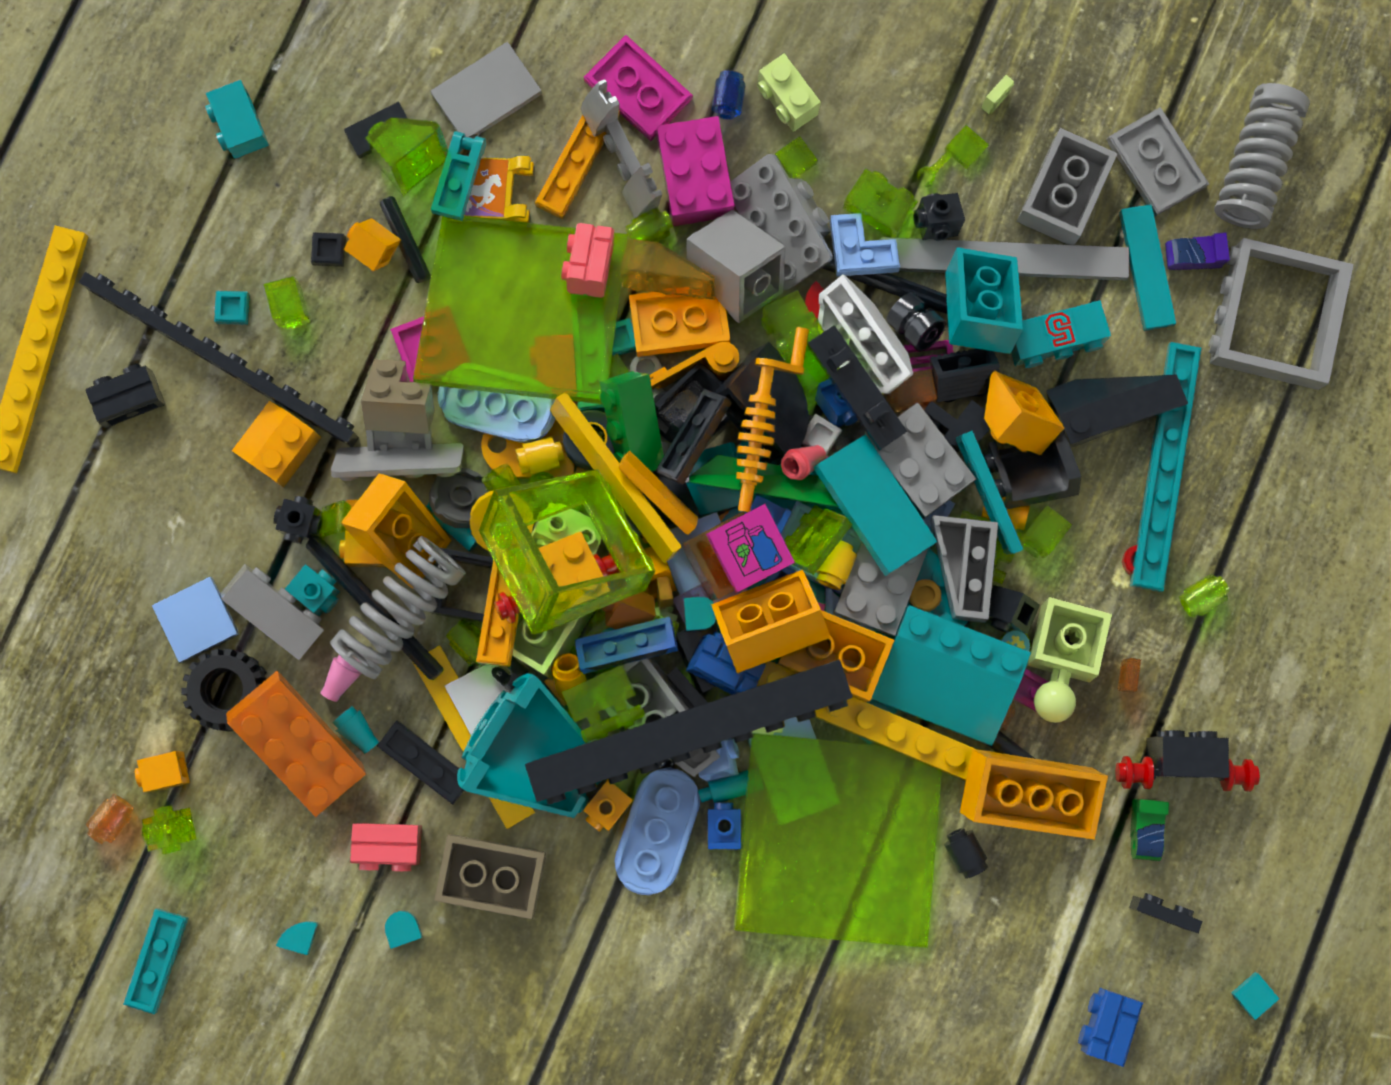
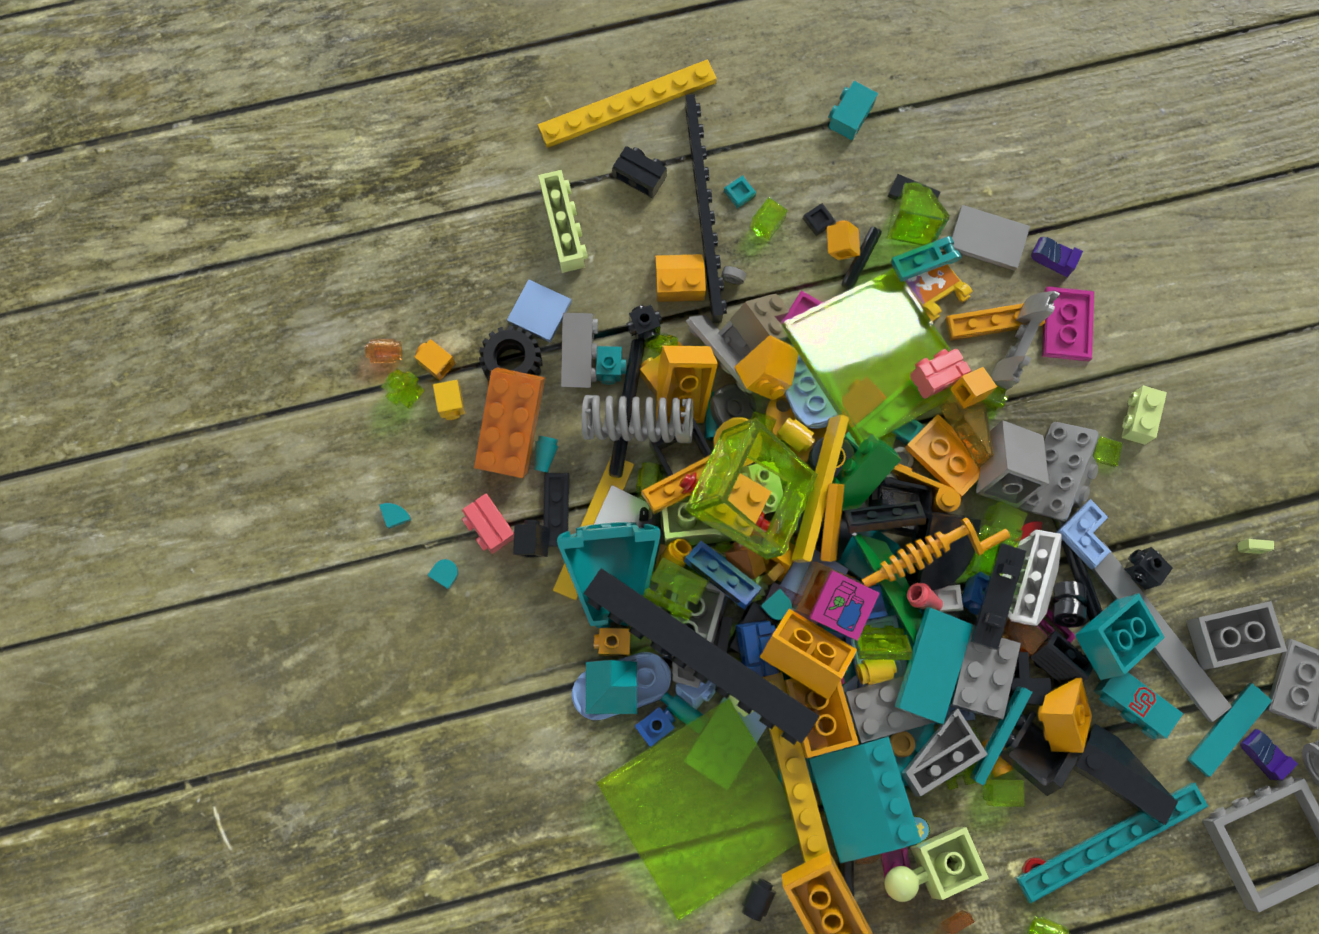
camera: 55 degrees right, 5 degrees down
(109, 519) = (561, 221): none -> yellowish green brick
(155, 961) = (319, 441): teal tile -> none
(219, 788) = (449, 399): none -> yellow brick
(319, 386) = (733, 275): none -> light grey tile
(339, 678) = (568, 420): bright pink cone -> none
(437, 812) = (531, 539): none -> black brick
(449, 430) = (769, 368): none -> light orange slope
(490, 876) = (516, 602): dark tan brick -> none
(559, 42) = (1056, 256): none -> dark purple leg
(631, 240) = (973, 387): none -> light orange brick
(651, 843) = (611, 687): none -> teal slope
(695, 170) = (1047, 395): dark pink brick -> none
(728, 94) = (1111, 380): clear blue brick -> none
(889, 217) = (1121, 537): clear neon green brick -> none
(933, 170) = (1173, 542): clear neon green hand -> none
(966, 147) = (1205, 552): clear neon green tile -> none
(1011, 610) = (937, 808): black brick -> none

